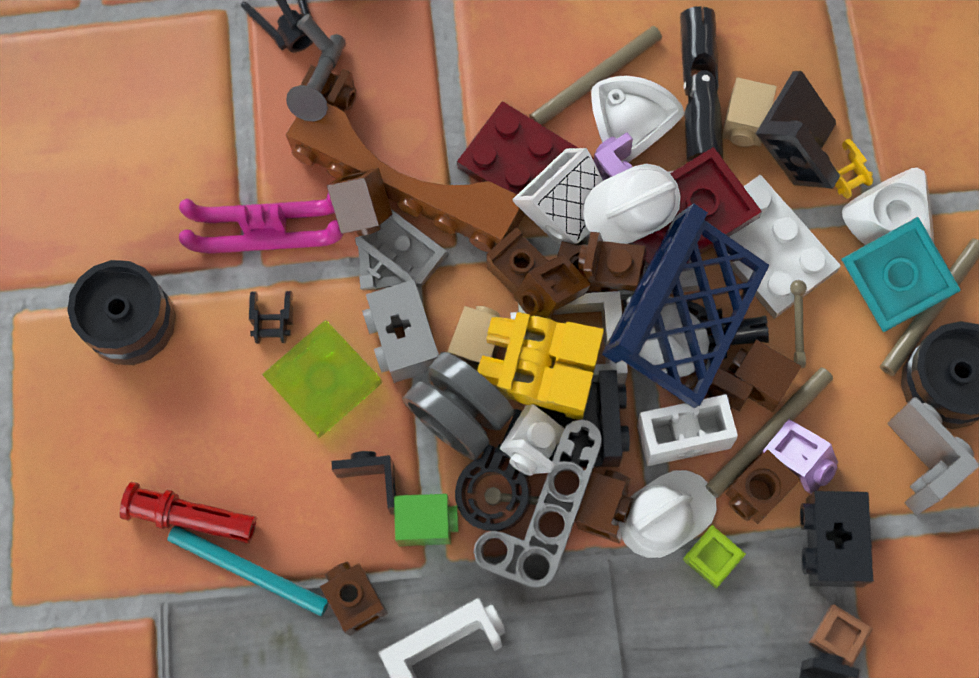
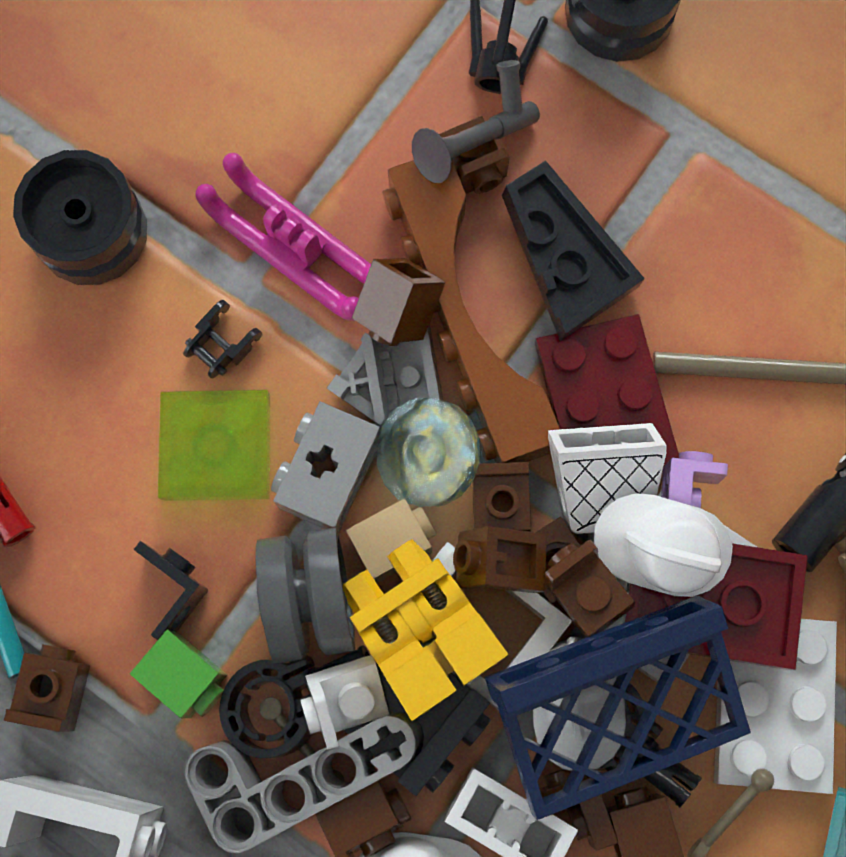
camera: 40 degrees right, 5 degrees up
(430, 98) = (567, 250): none -> black wing
(454, 271) = (428, 452): none -> clear light blue tile
(634, 108) = (762, 442): white hat -> none

